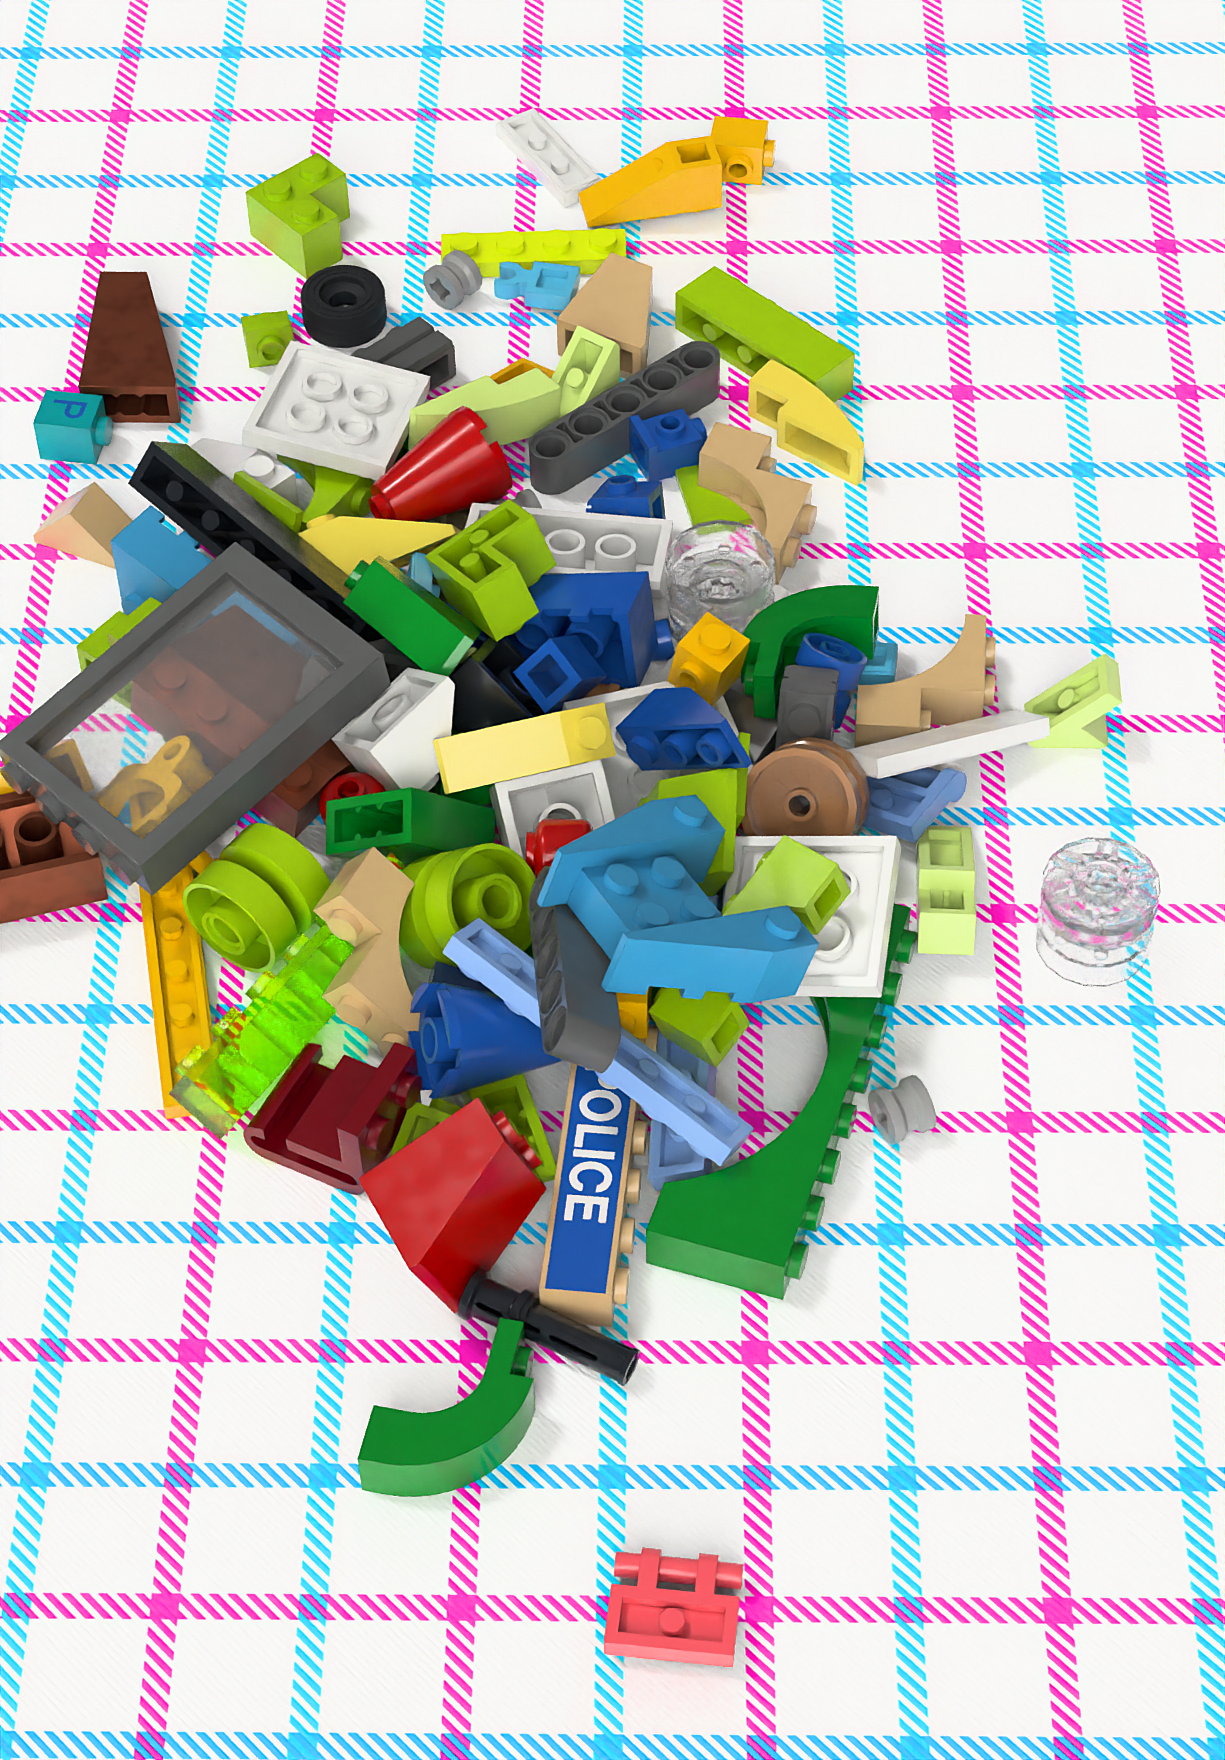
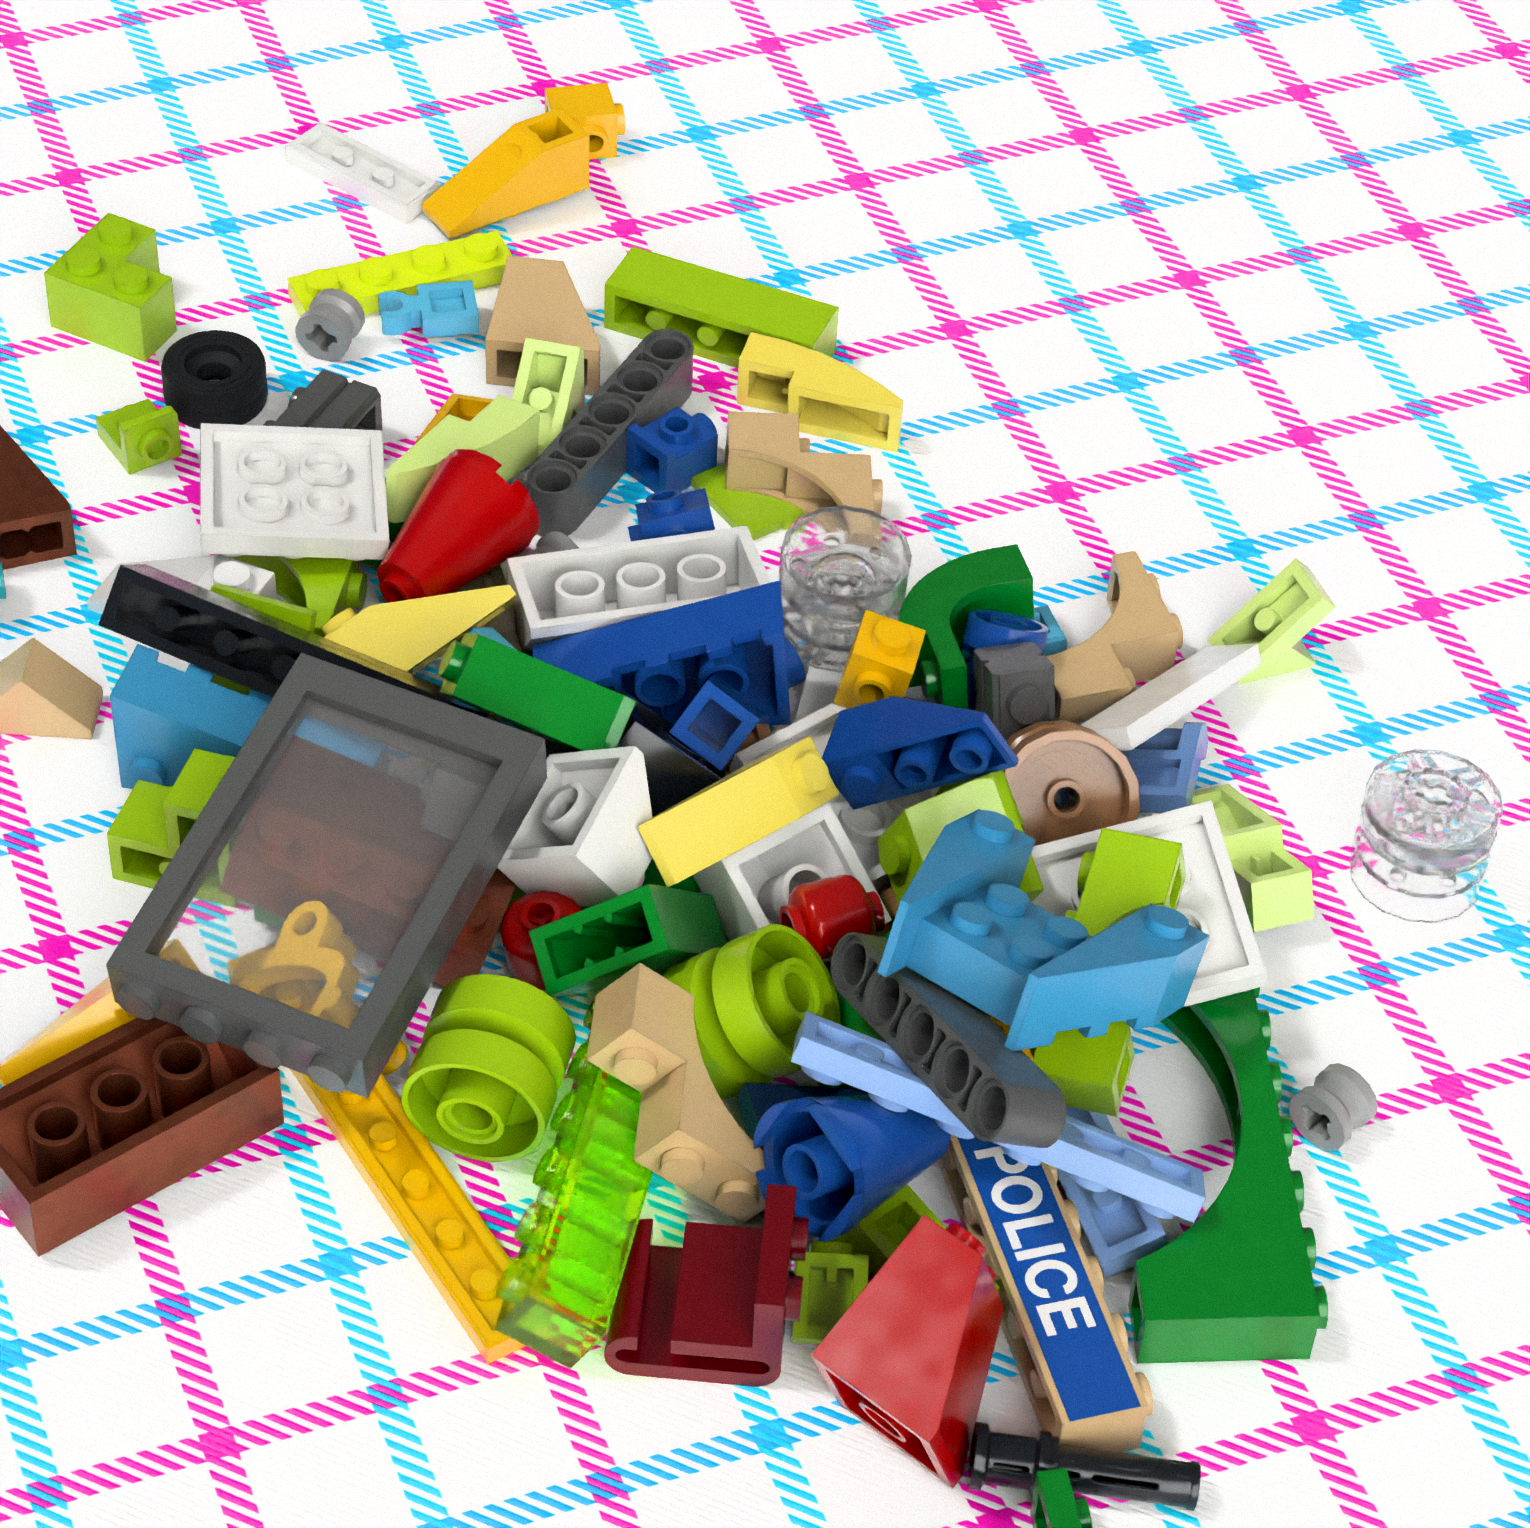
camera: 25 degrees left, 5 degrees down
(490, 567) = (600, 619): lime brick -> none

